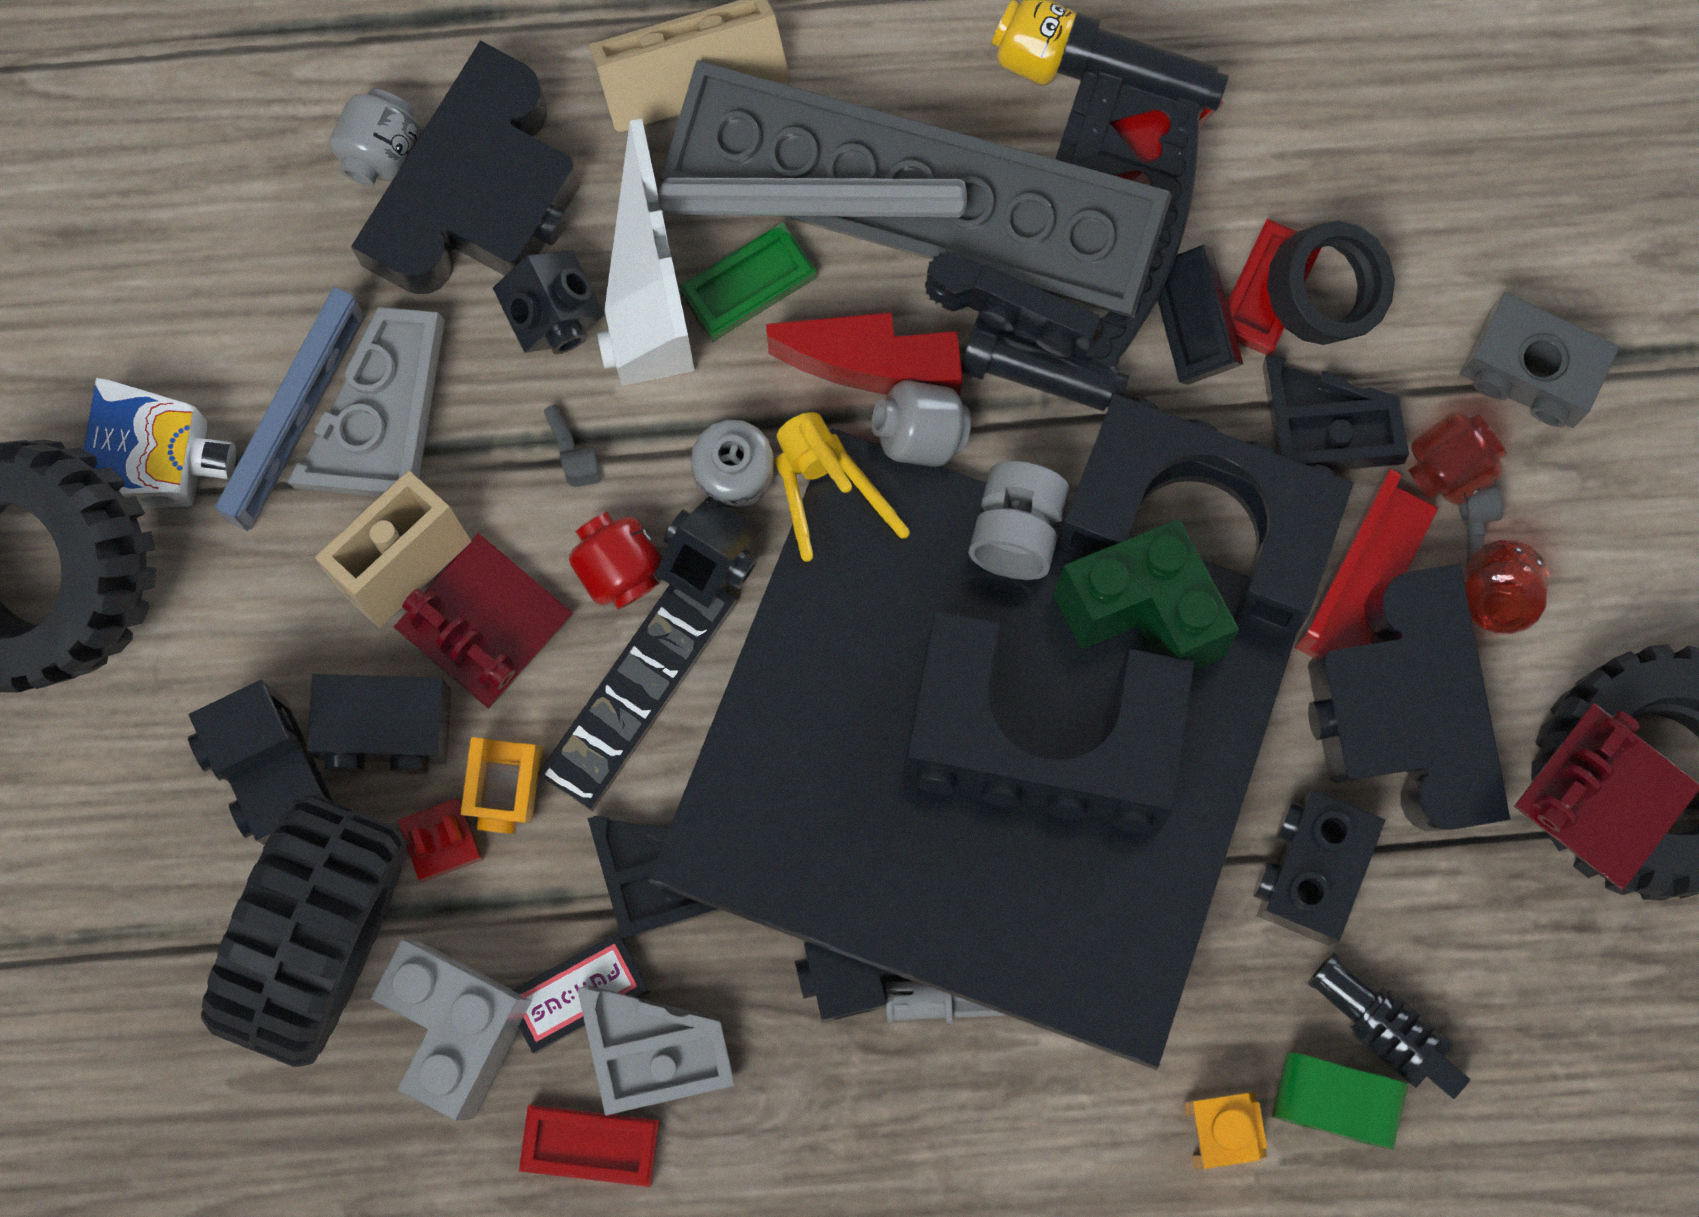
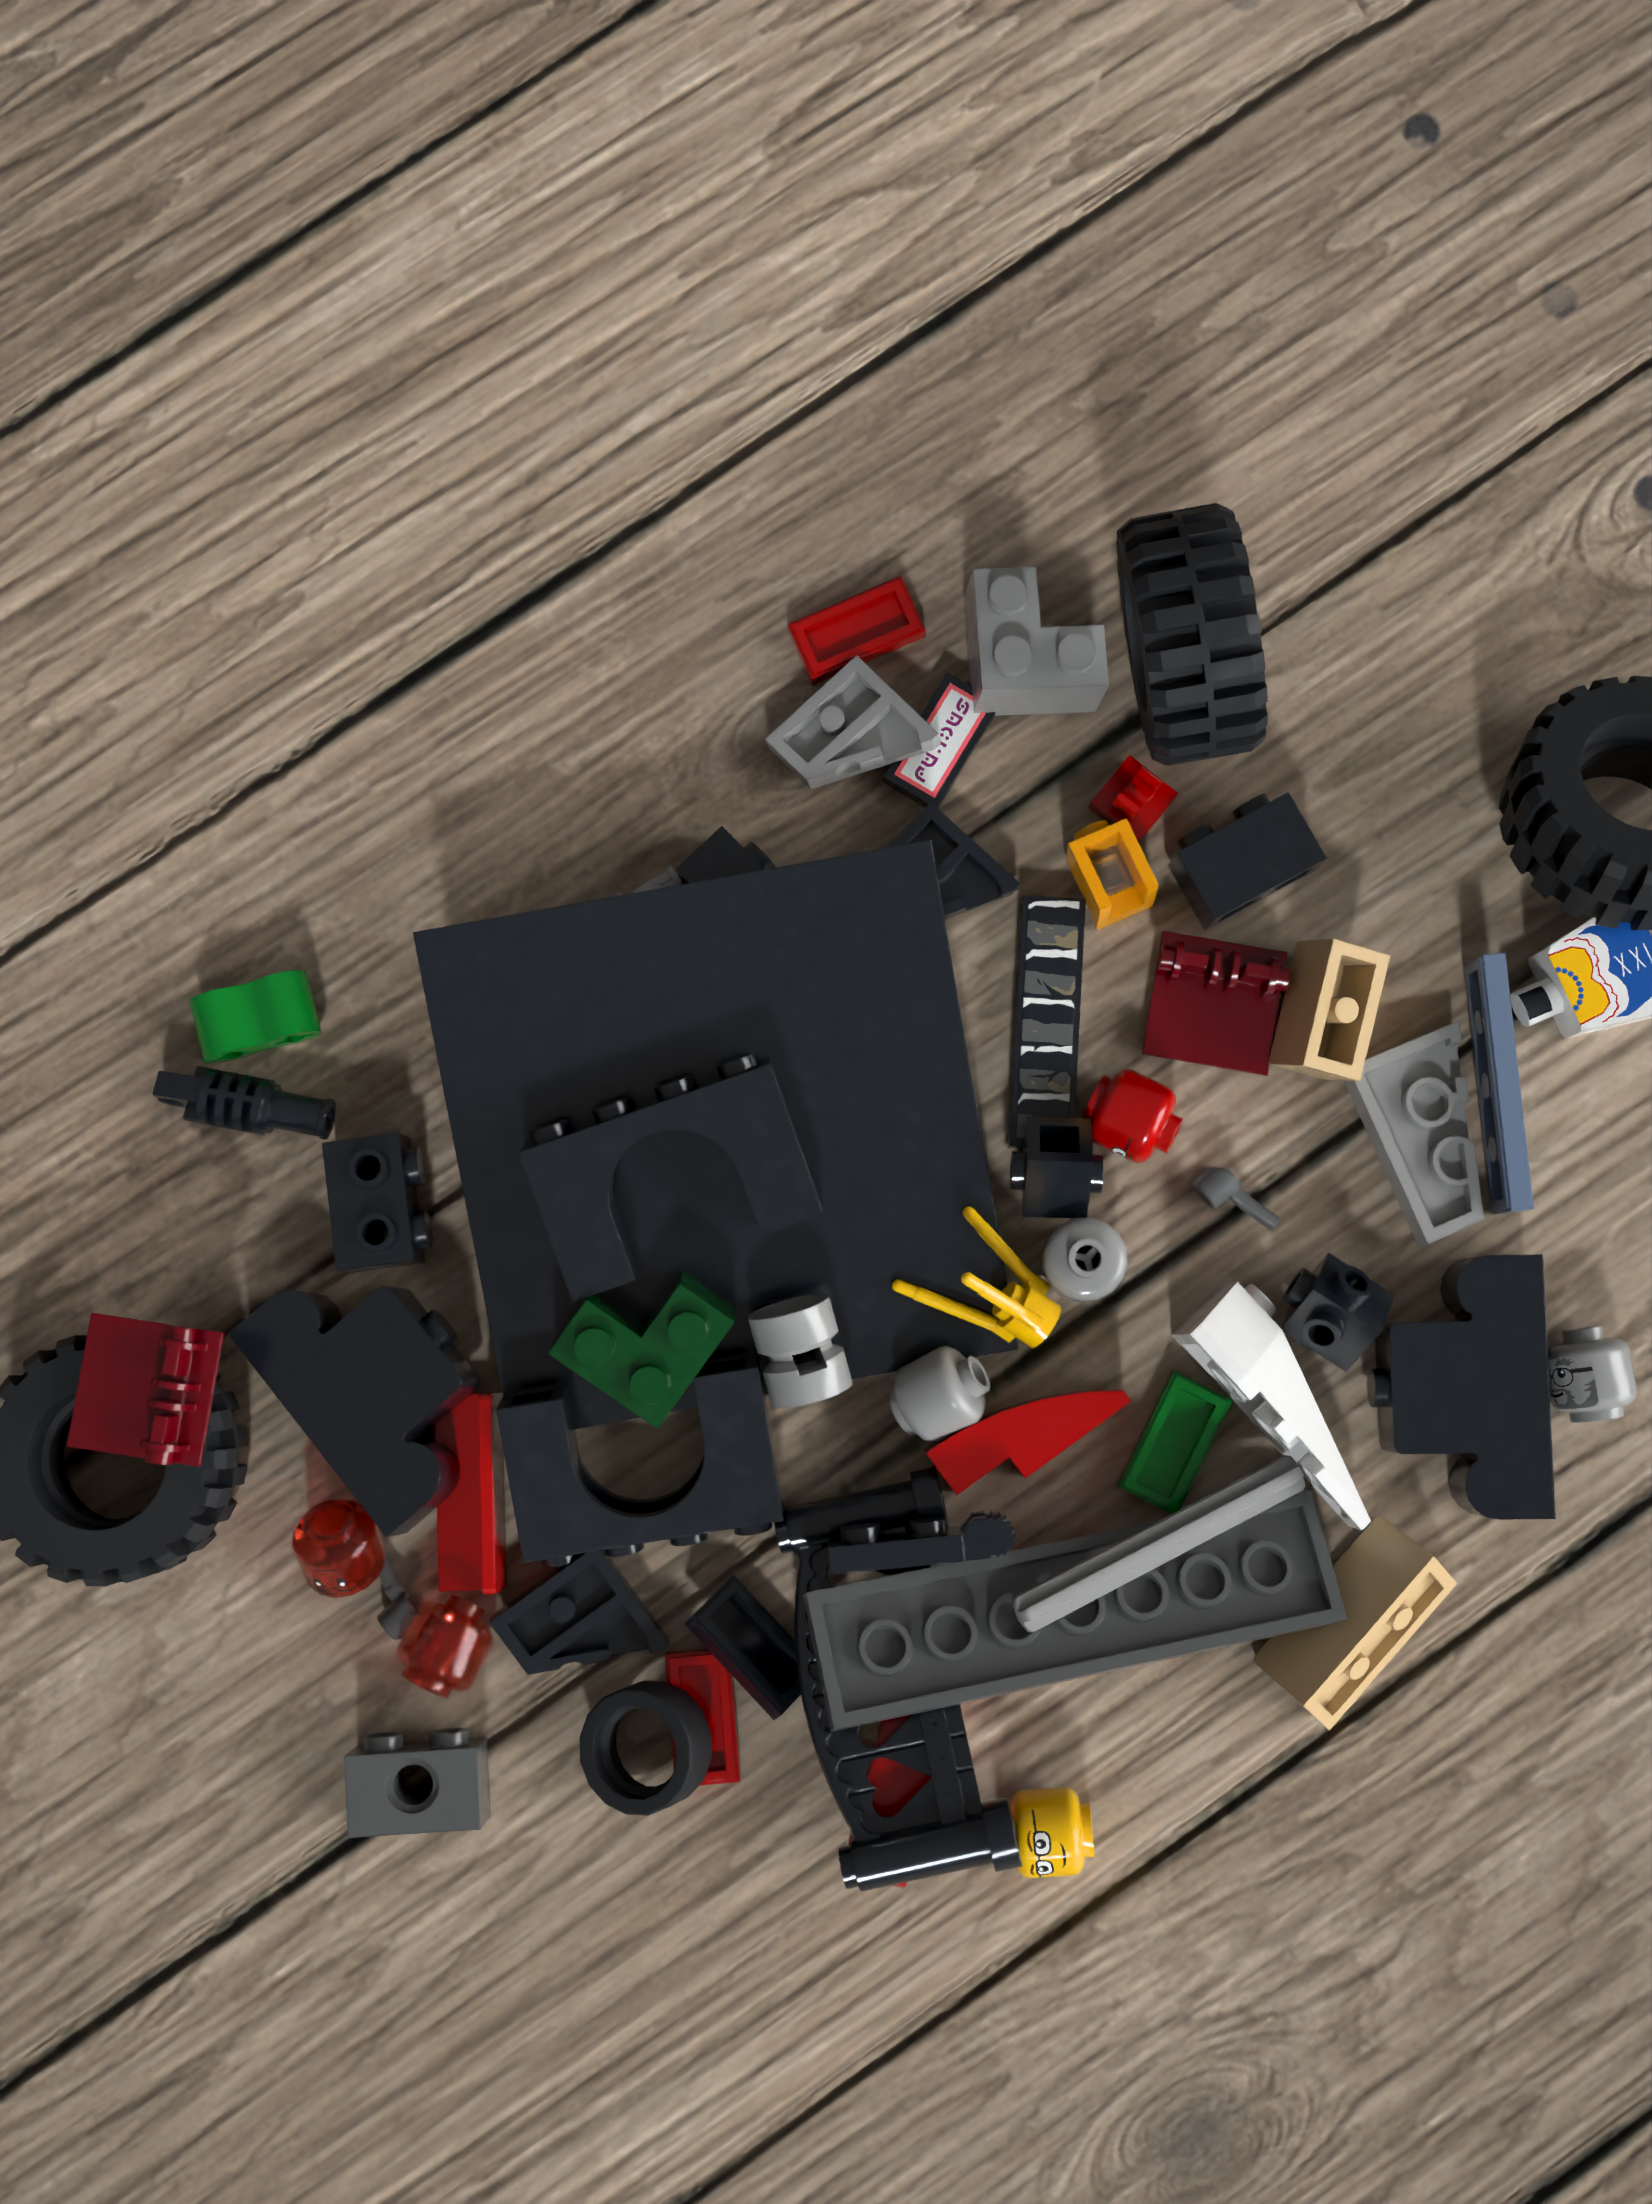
camera: 155 degrees right, 5 degrees up
(260, 752) = (1324, 771): black brick -> none
(1228, 1130) = (336, 937): light orange window -> none

